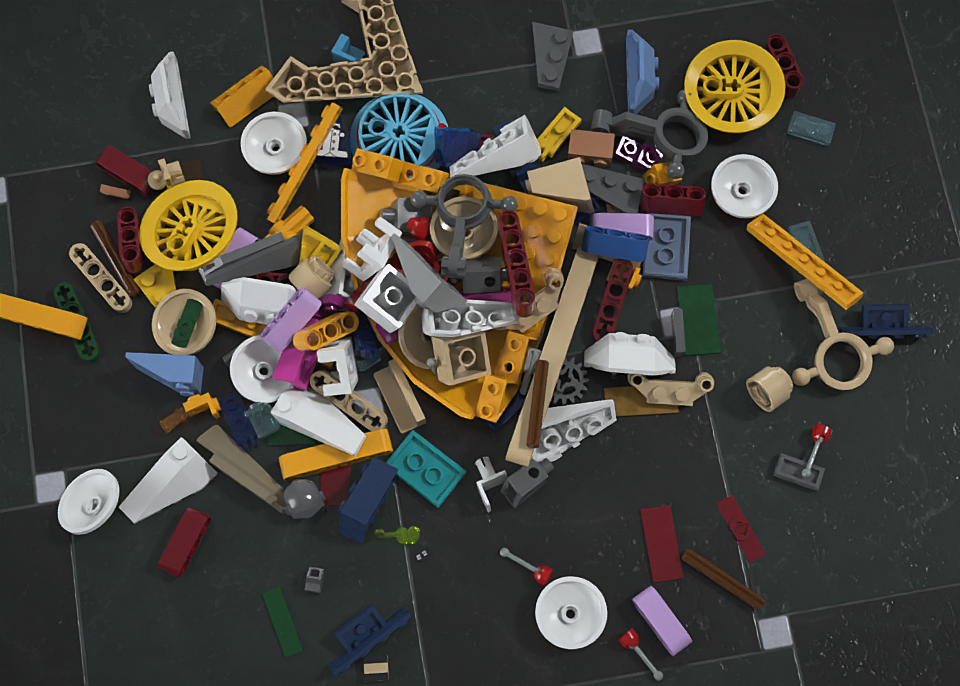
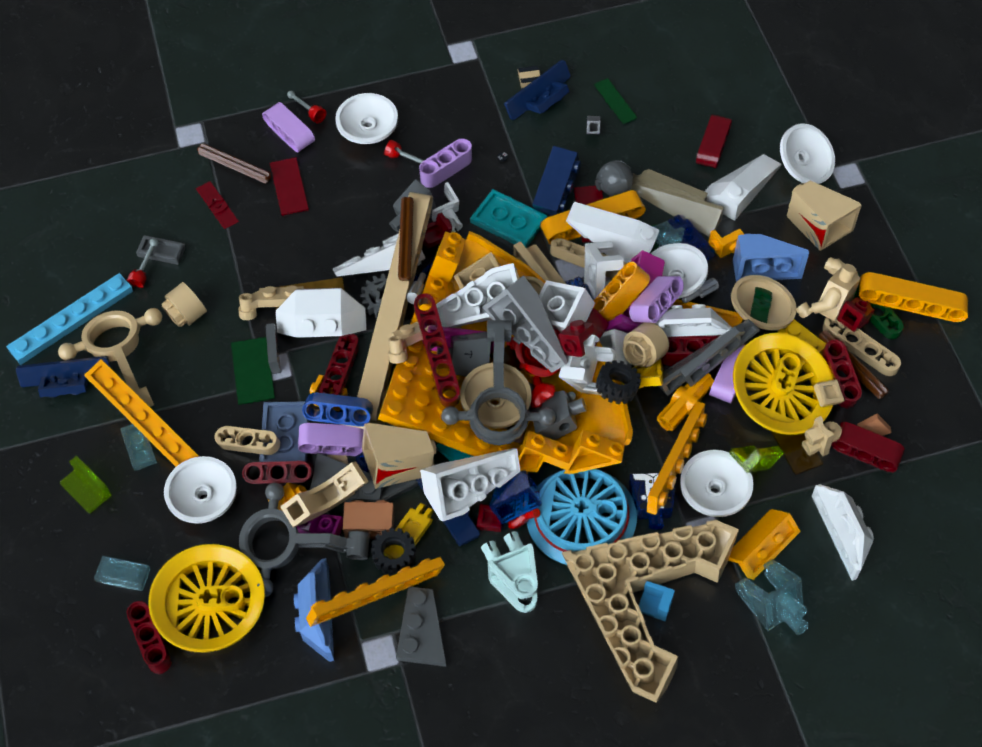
camera: 175 degrees right, 15 degrees down
(96, 301) = (859, 309): none -> dark red brick
(97, 417) = (822, 213): none -> tan slope
(107, 322) = (838, 290): none -> tan torso
(148, 215) = (828, 393): none -> tan tile
(174, 419) = (754, 227): clear orange pin -> none
(232, 162) = (756, 459): none -> clear neon green panel
(241, 30) = (778, 605): none -> clear light blue piece
(334, 223) = (615, 391): none -> black tyre
(379, 254) = (574, 336): none -> dark red bracket
(403, 535) = (522, 169): clear neon green piece -> none
(466, 82) = (513, 572): none -> light aqua piece
(491, 535) = (445, 163): none -> lavender beam
(498, 455) = (436, 230): none -> dark red bracket
(574, 97) = (393, 538): none -> black tyre
(586, 66) = (366, 593): none -> light orange plate
(635, 160) = (326, 496): none -> tan arch
(711, 233) = (254, 447): none -> tan beam
(852, 212) = (85, 486): none -> clear neon green panel
(887, 397) = (69, 318): none -> medium azure plate

